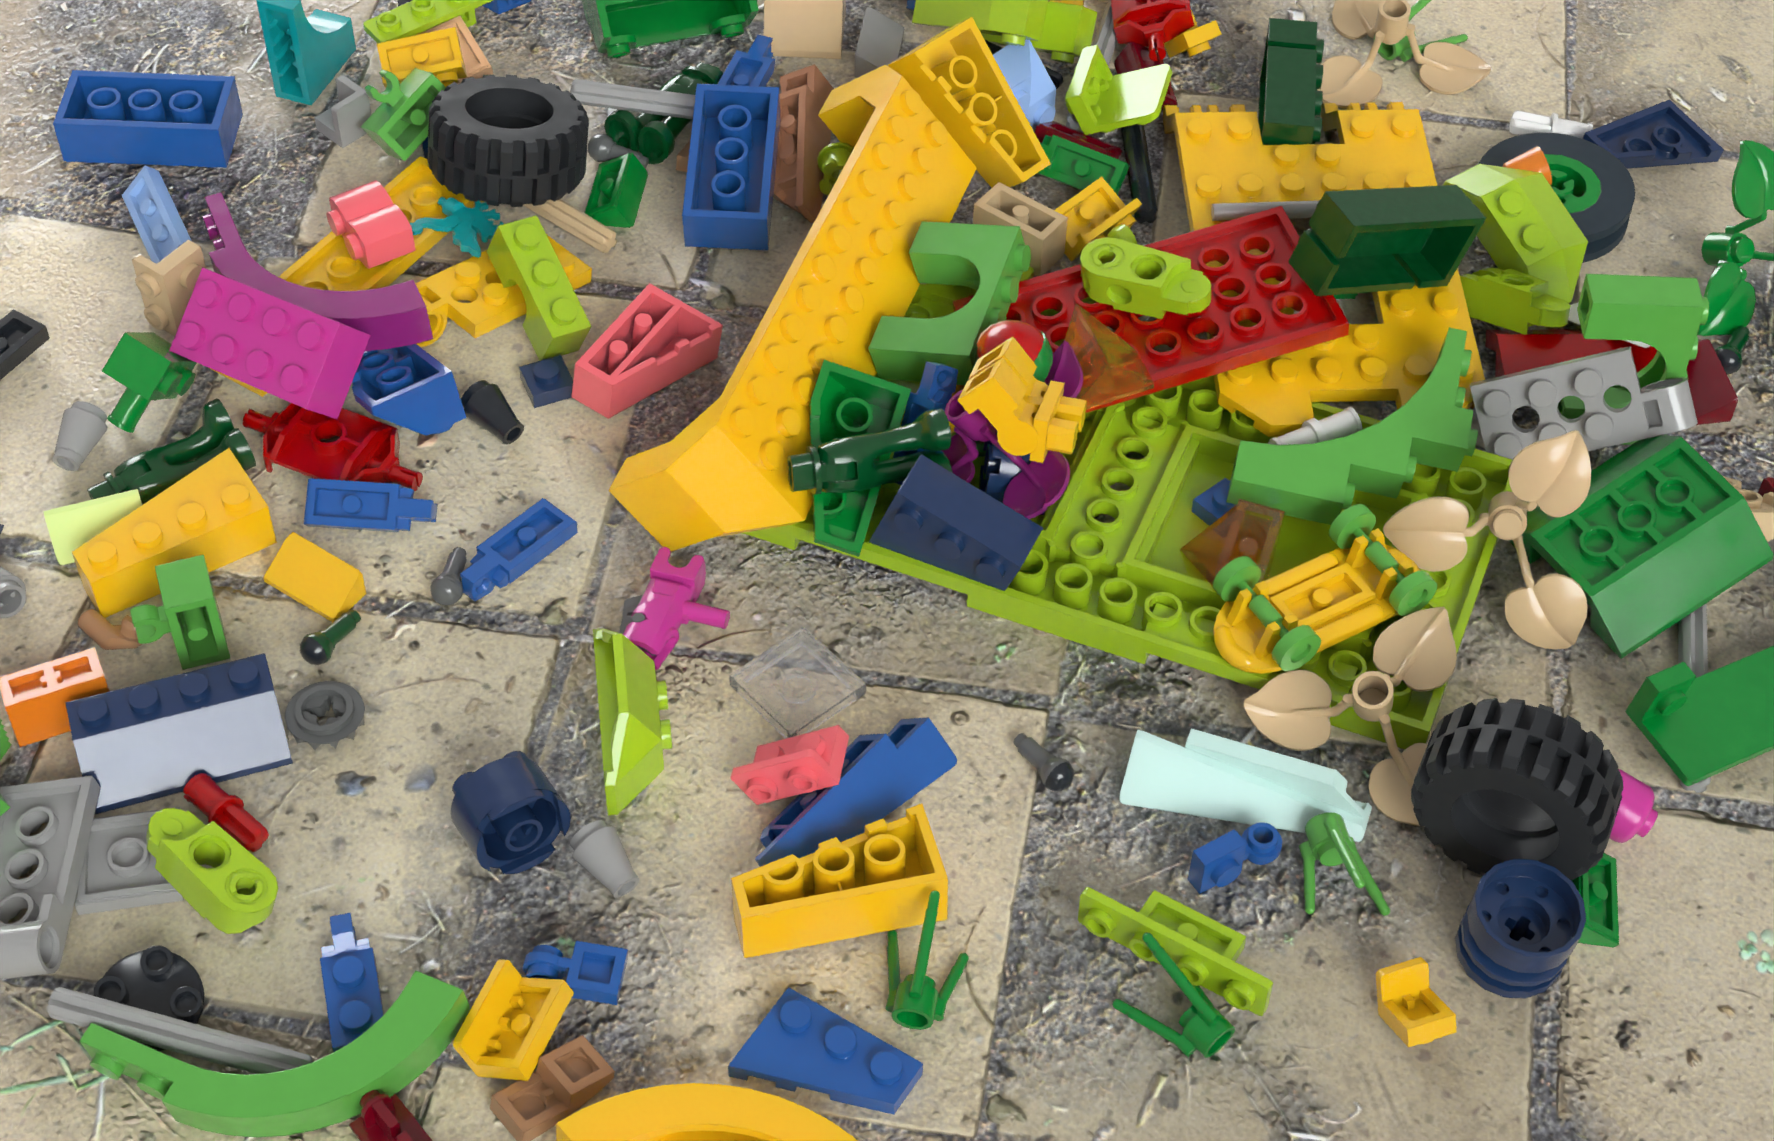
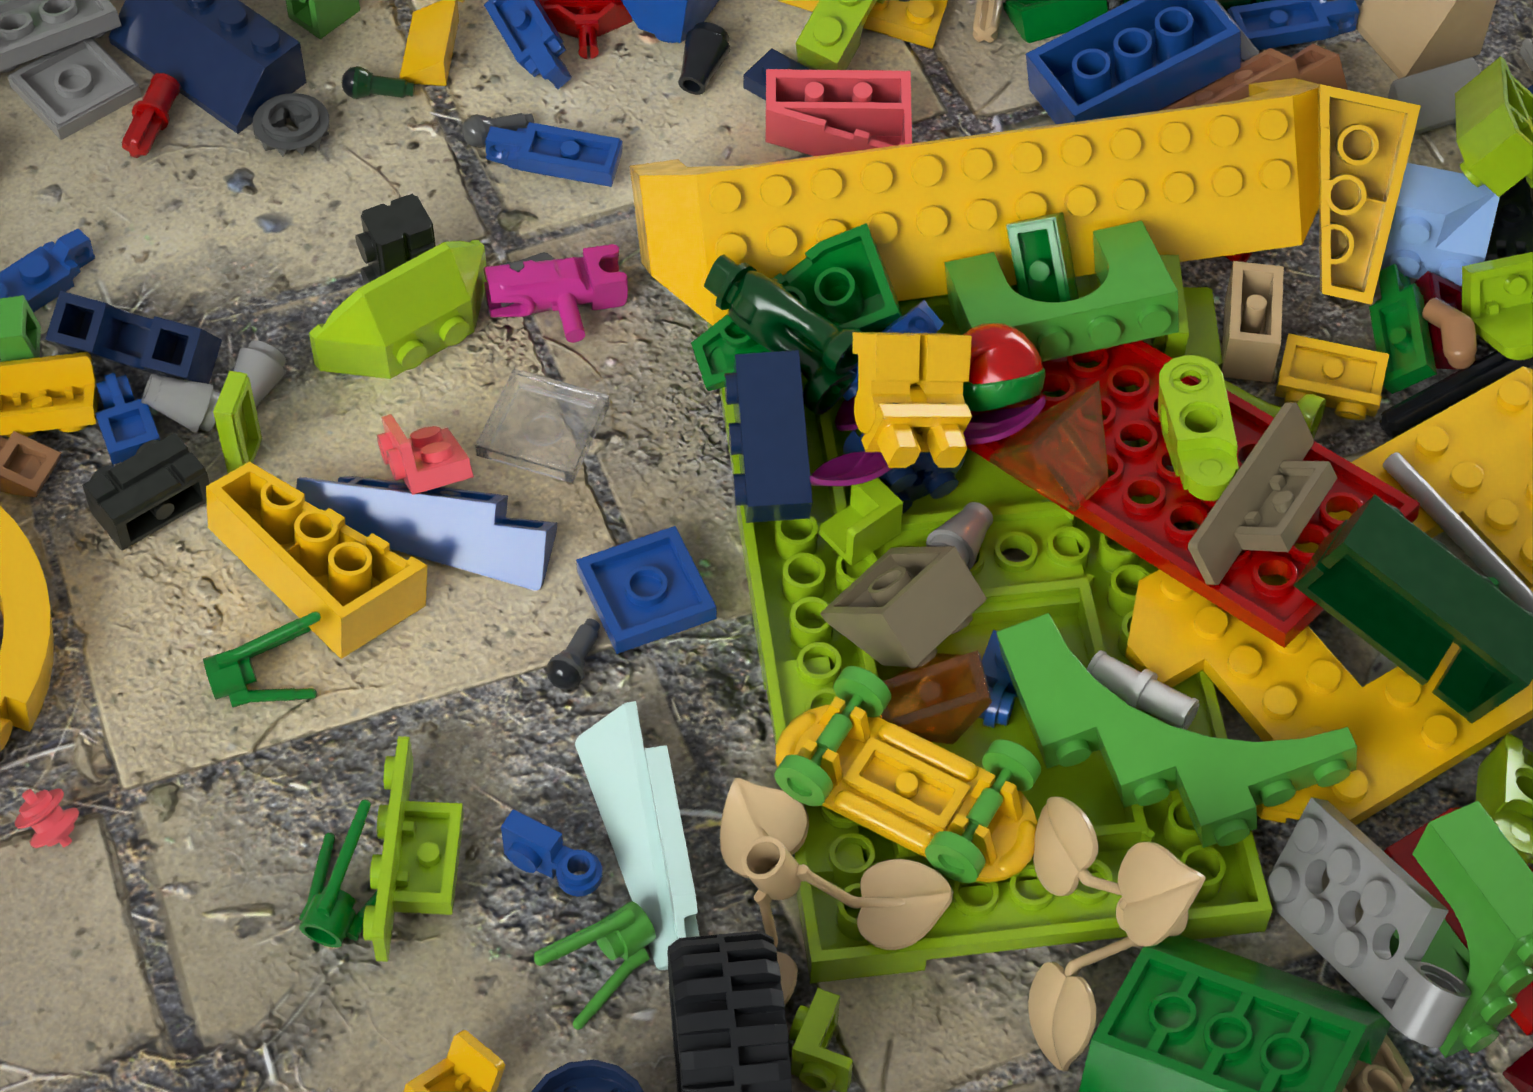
camera: 60 degrees right, 5 degrees up
(231, 894) = (81, 98): lime piece -> none
(508, 919) = (133, 340): none -> dark blue arch
(509, 813) = (241, 284): dark blue brick -> none
(564, 686) = (393, 235): none -> pearl dark grey brick
(603, 912) = (182, 401): none -> light grey cone
(670, 876) = (237, 421): none -> lime tile
(678, 983) = (146, 490): none -> pearl dark grey brick
(827, 1054) = (141, 636): blue wing -> none
(906, 291) = (1043, 258): none -> green slope
(1014, 687) = (646, 589): none -> blue plate
(1066, 521) = (866, 523): none -> lime panel
(1109, 134) = (1456, 330): none -> medium nougat arm
(1121, 472) = (964, 532): none -> light grey cone
(1158, 525) = (907, 604): none -> dark tan slope
(1244, 269) = (1266, 499): none -> dark tan bracket

